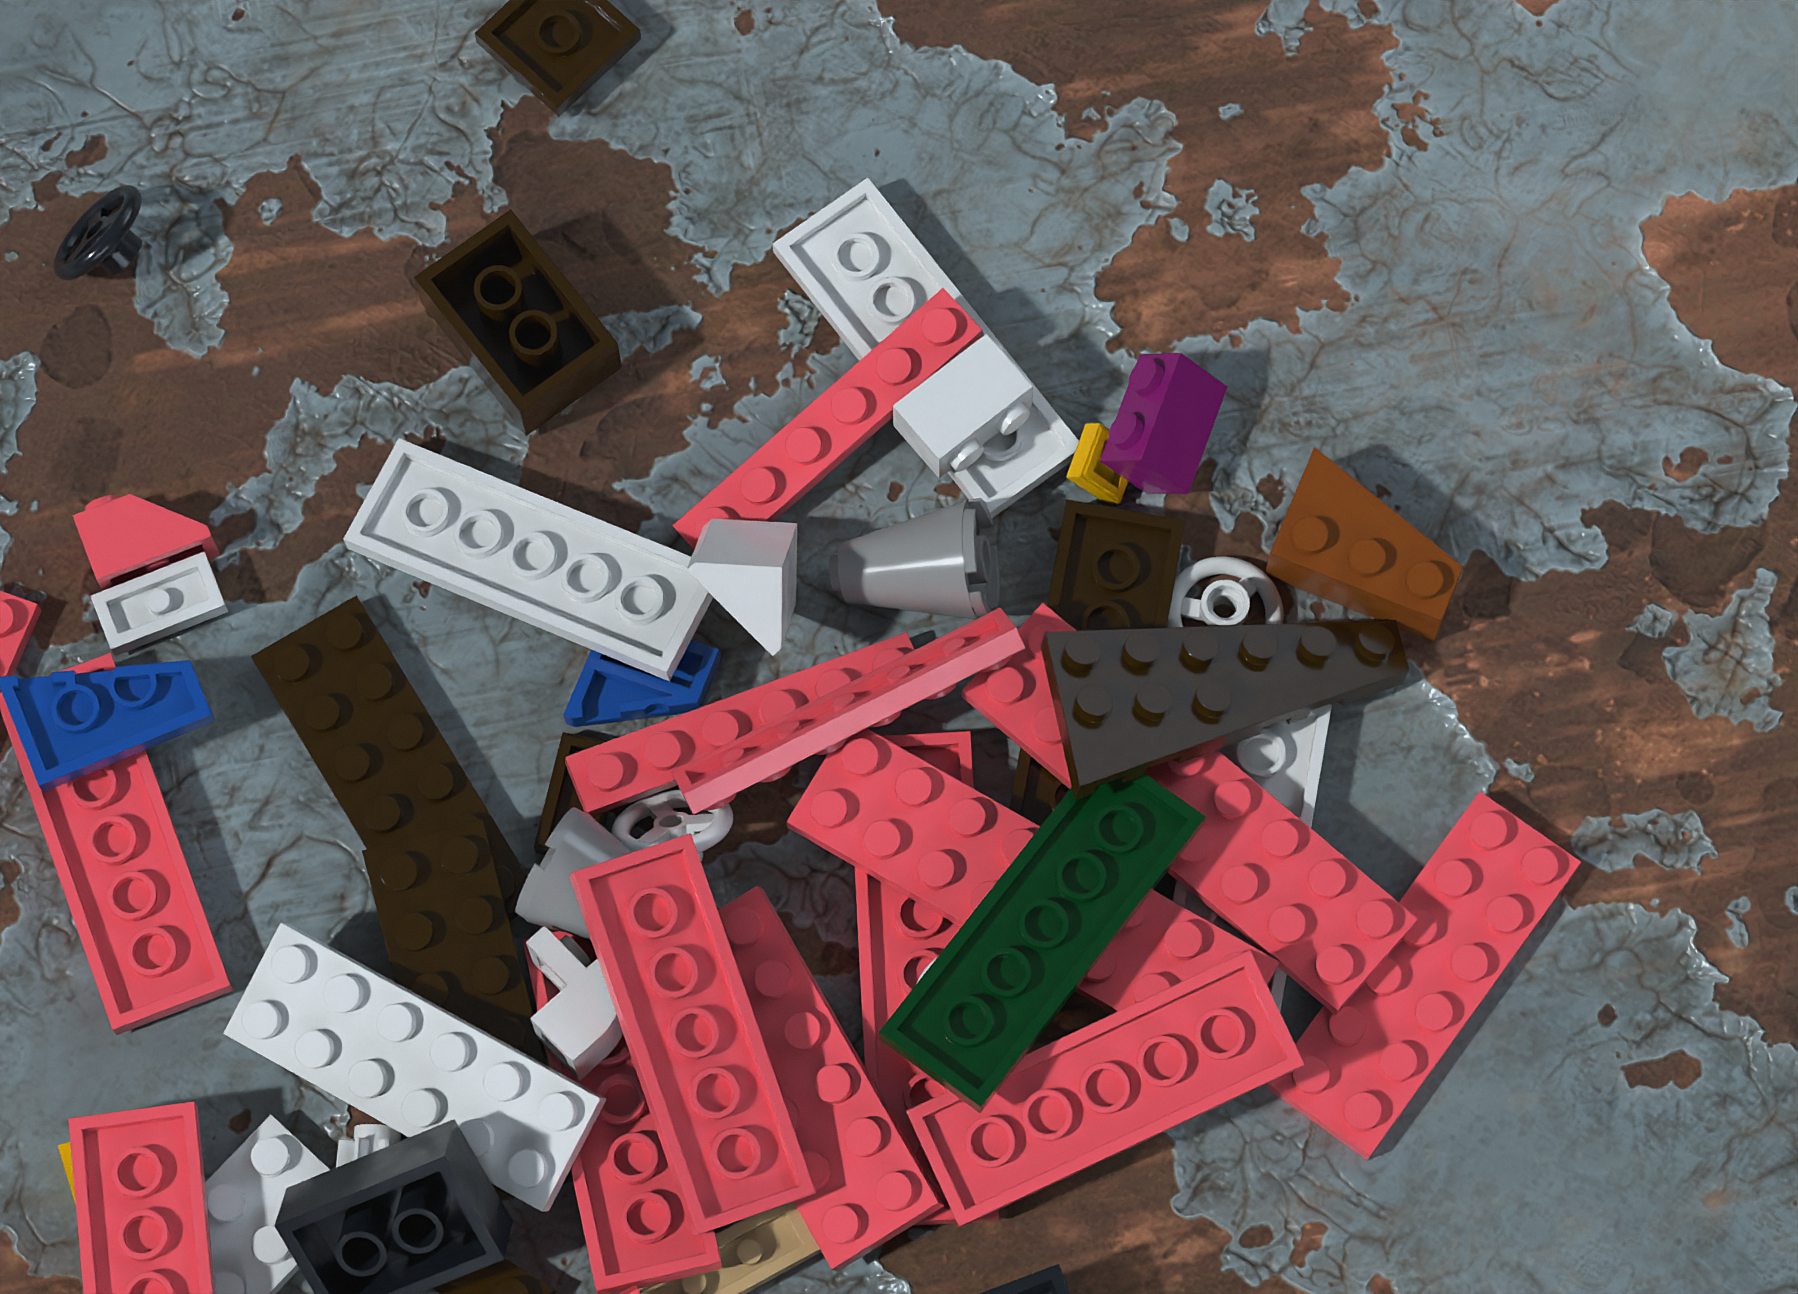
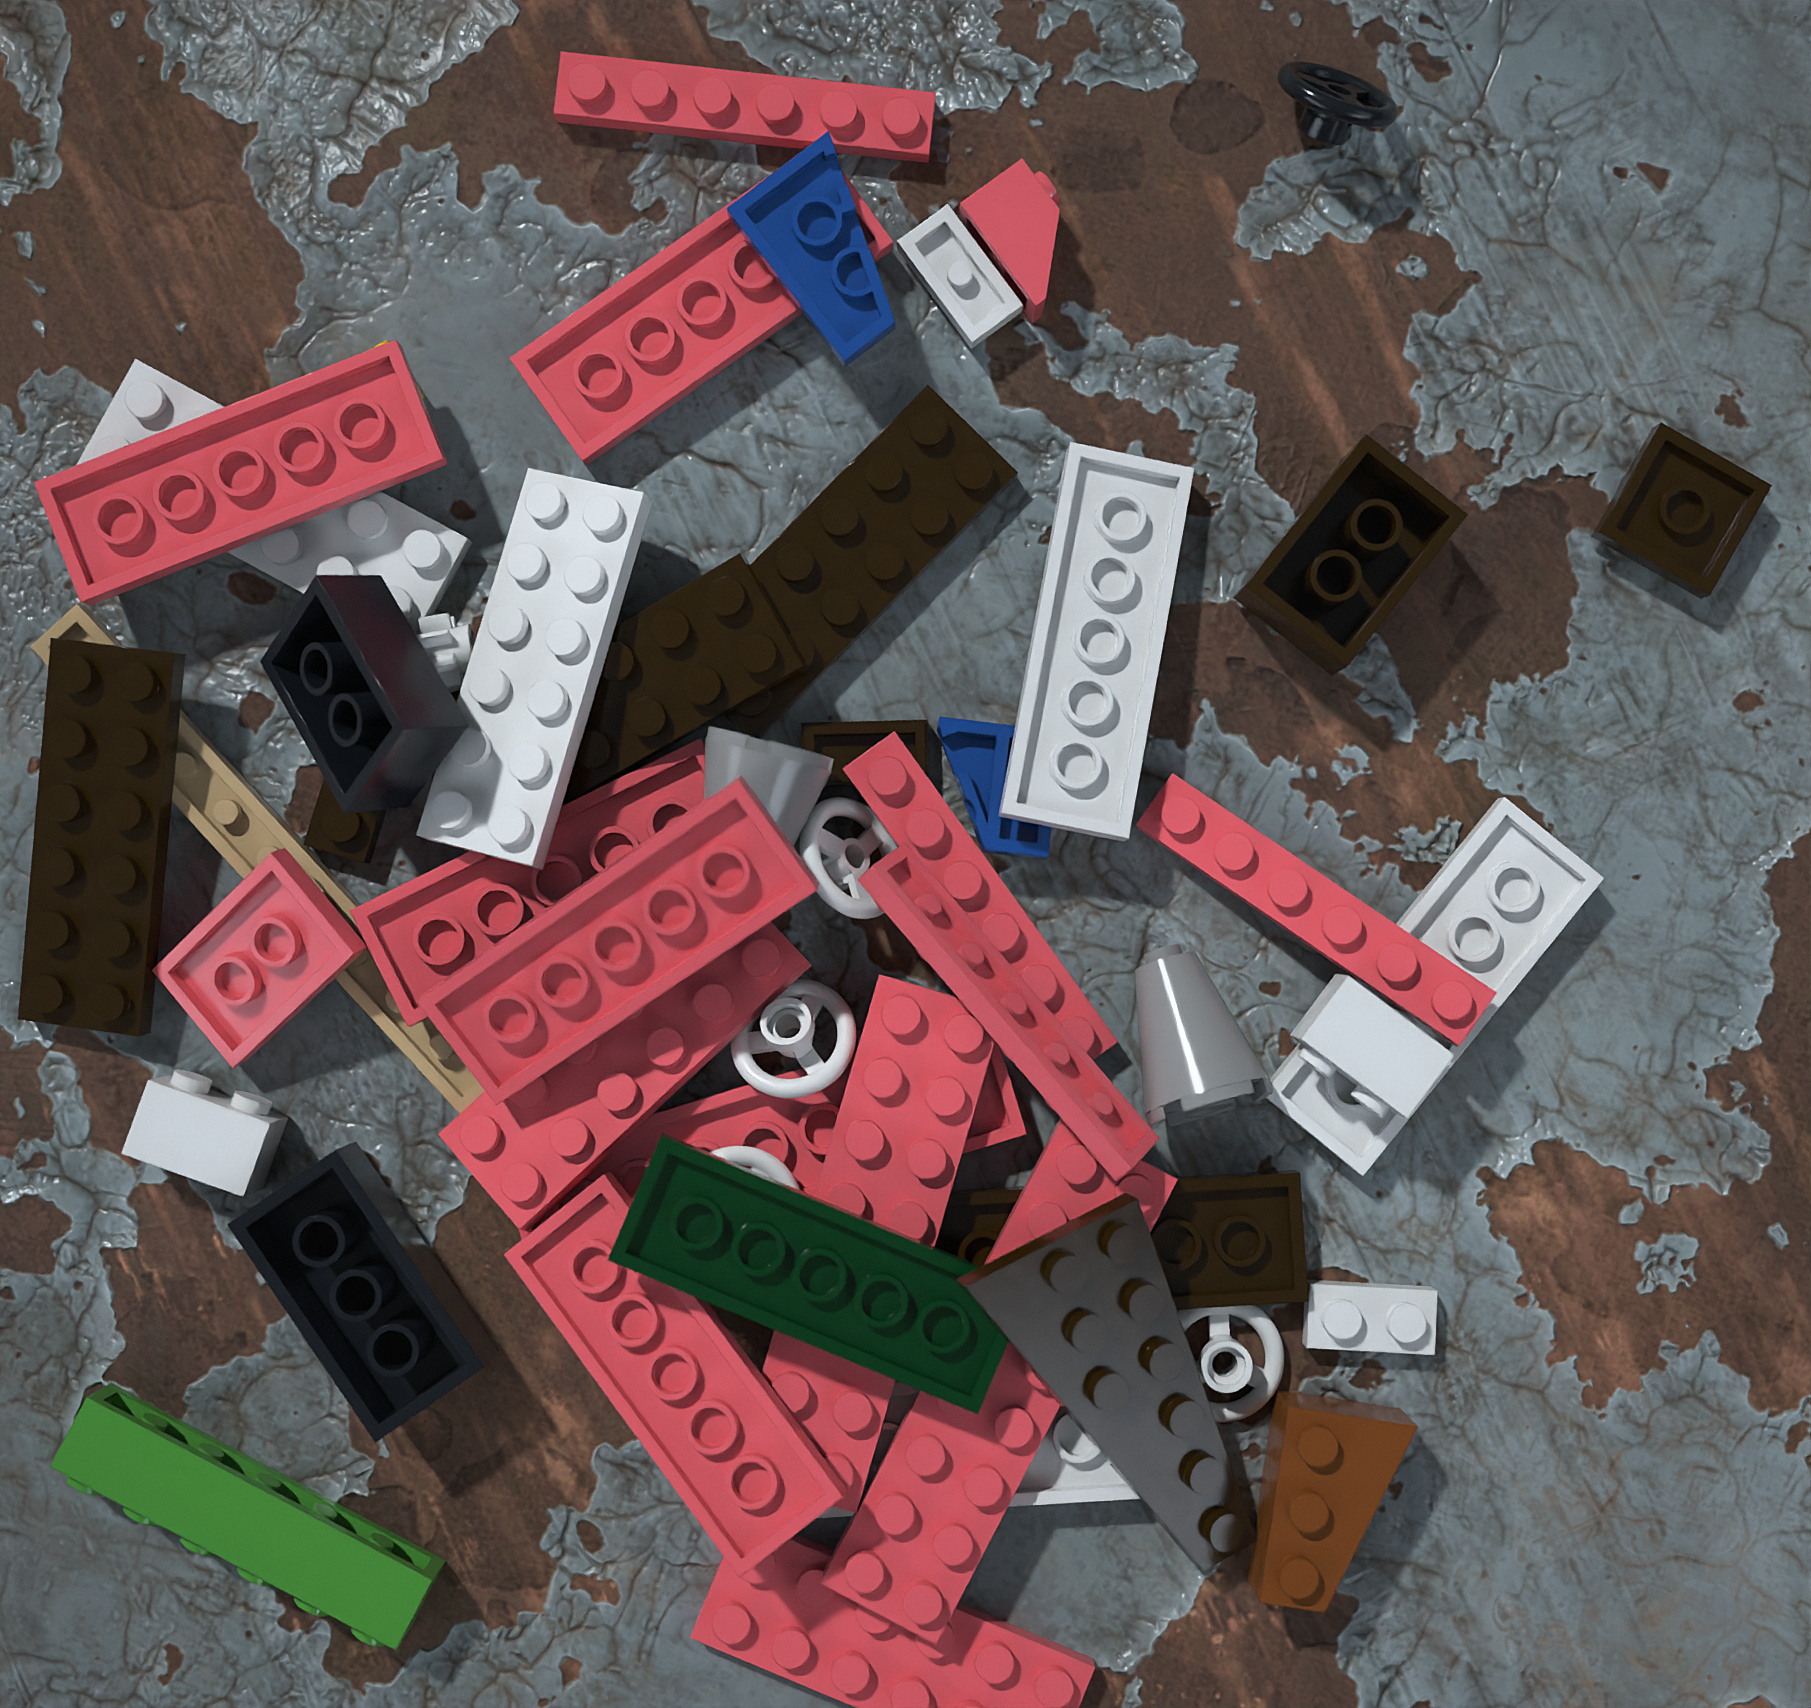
camera: 75 degrees right, 15 degrees up
(581, 1019) = (616, 822): white brick -> none
(750, 573) = (1128, 869): white slope -> none
(802, 908) = (791, 1013): none -> white piece
(1088, 470) = (1349, 1199): yellow tile -> none
(1163, 423) = (1408, 1256): magenta brick -> none
(1220, 478) = (1370, 1317): none -> white plate

